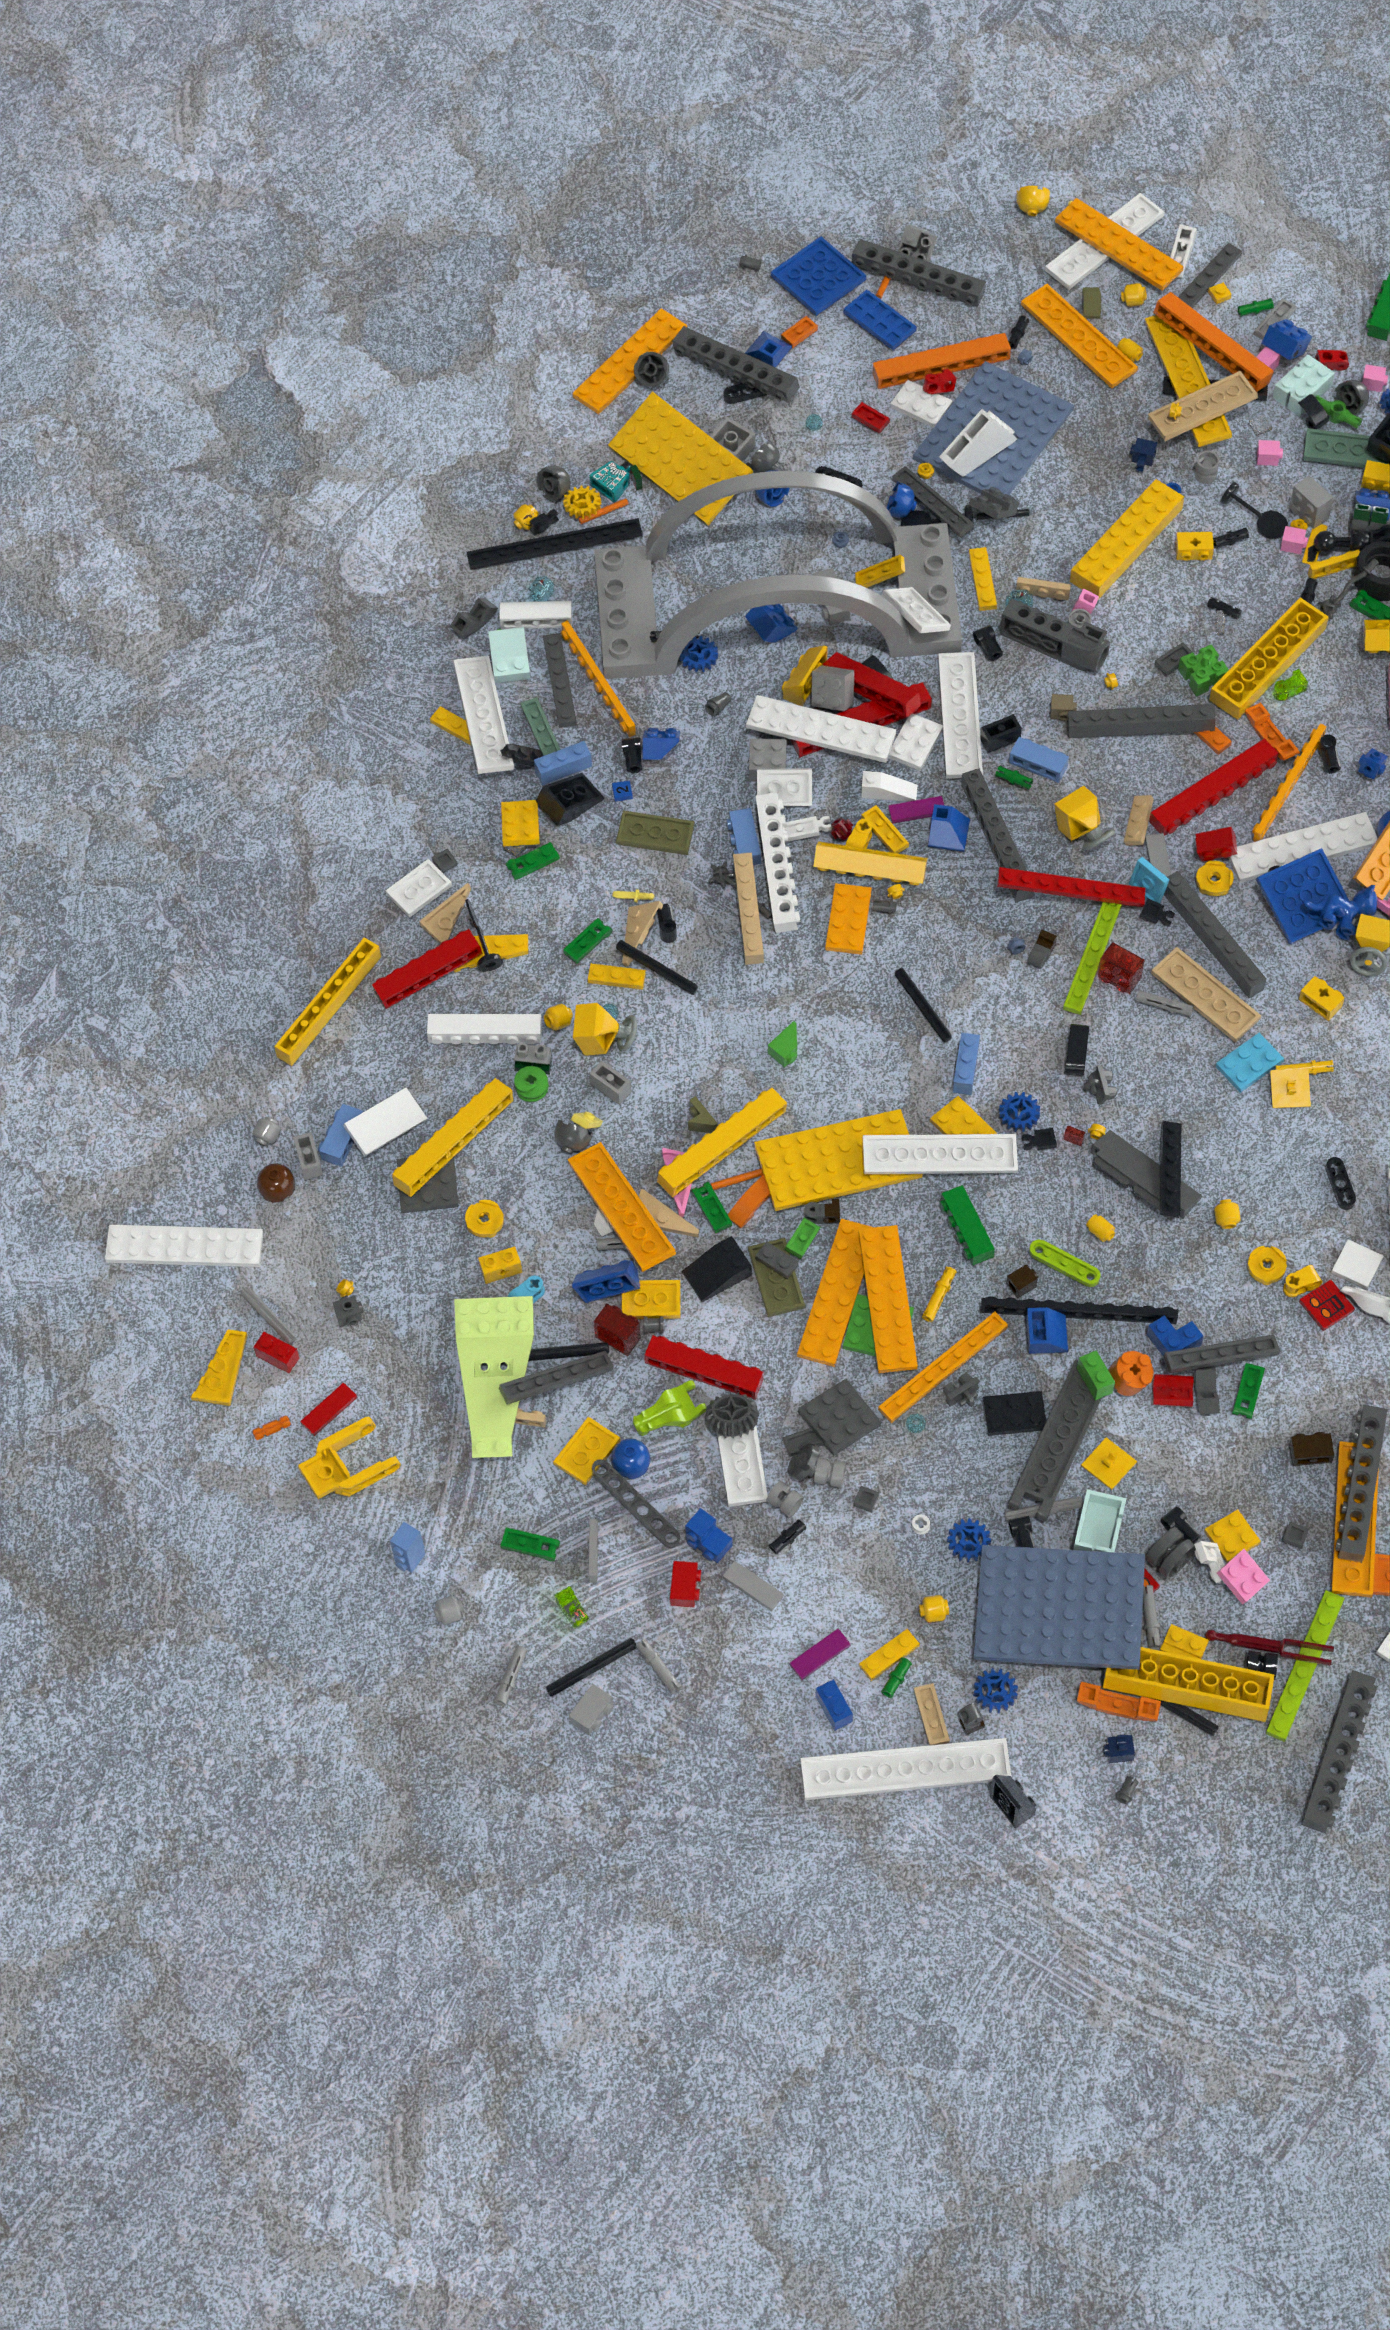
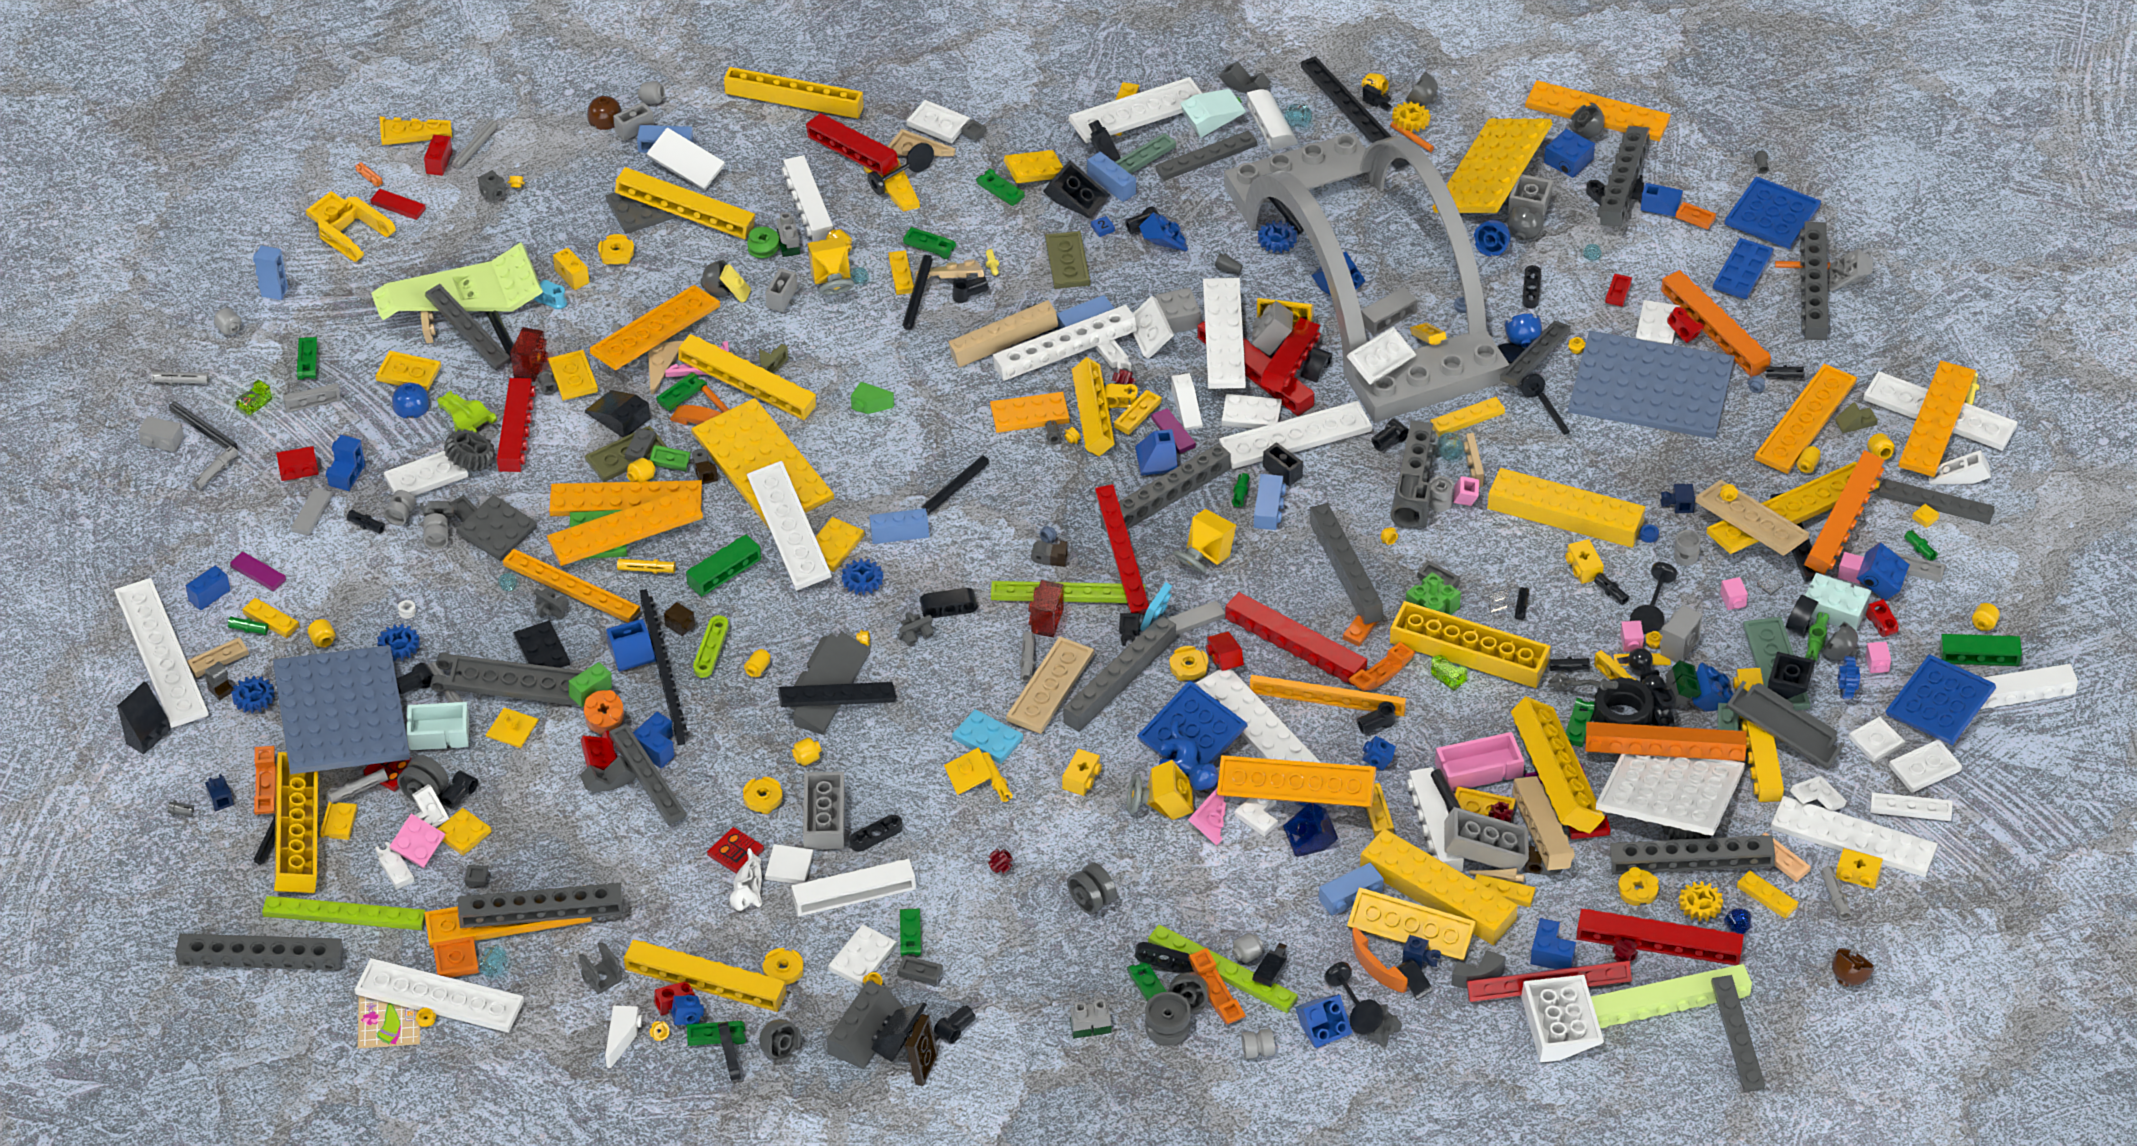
camera: 70 degrees right, 15 degrees down
(184, 1245) = (524, 77): white plate -> none
(600, 683) = (1215, 178): light orange plate -> none
(607, 1281) = (573, 333): blue slope -> none
(611, 480) = (1447, 130): teal torso -> none
(633, 1505) = (370, 398): dark grey beam -> none
(636, 477) = (1459, 145): dark green tile -> none
(684, 395) = (1569, 153): none -> blue brick
(811, 1268) = (640, 470): none -> yellow head
(866, 1499) = (418, 564): dark grey plate -> none
(978, 443) = (1610, 357): white slope -> none
(995, 503) = (1551, 396): dark grey plate -> none
(1032, 200) = (1956, 342): yellow cylinder -> none
(1042, 1139) = (838, 600): black plate -> none
(1061, 705) = (1339, 503): dark tan brick -> none
(1074, 1135) = (851, 621): clear red tile -> none
(1138, 820) = (1226, 592): tan plate -> none
(1248, 1390) = (619, 809): green plate -> none
(1259, 1607) = (394, 867): none -> white plate
(1262, 1663) = (330, 875): black wheel -> none
(1271, 1645) = (353, 884): dark red piece -> none
(1301, 1281) = (752, 822): yellow piece -> none
(1310, 1216) = (824, 810): none -> light grey brick
(1311, 1449) = (570, 866): dark brown brick -> none
(1352, 291) = (1985, 616): none -> yellow head

